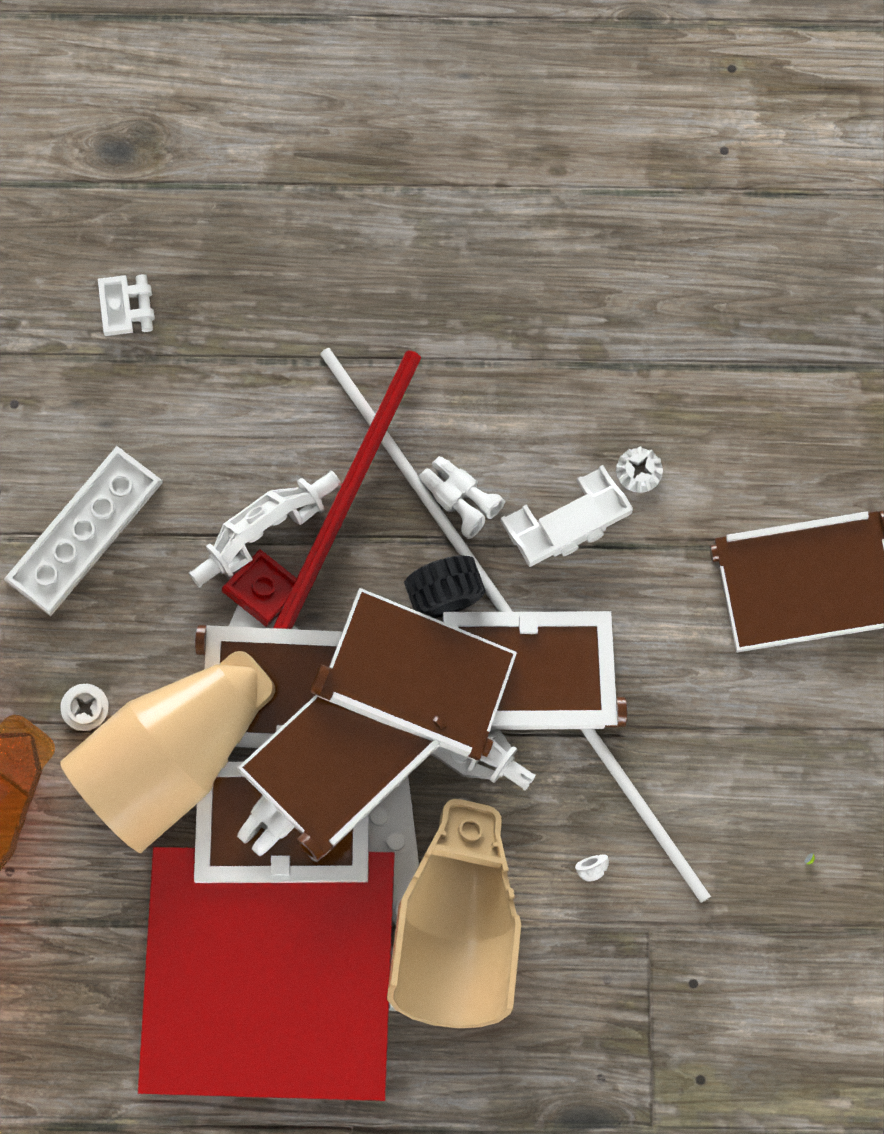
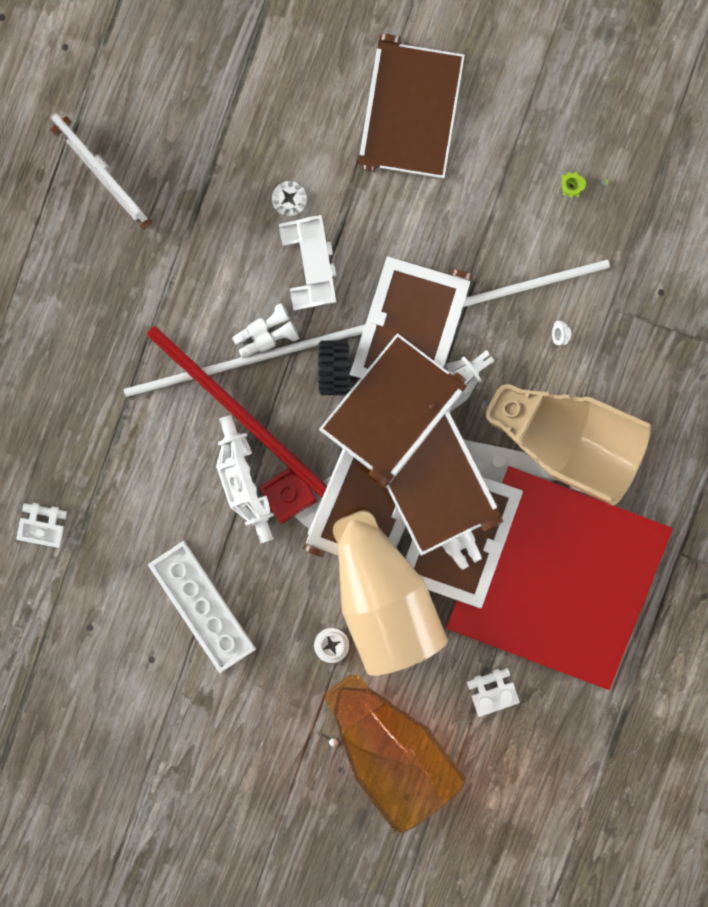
camera: 60 degrees left, 15 degrees up
(79, 944) = (496, 698): none -> white plate
(590, 224) = (98, 167): none -> white door
(796, 816) = (576, 181): none -> lime animal

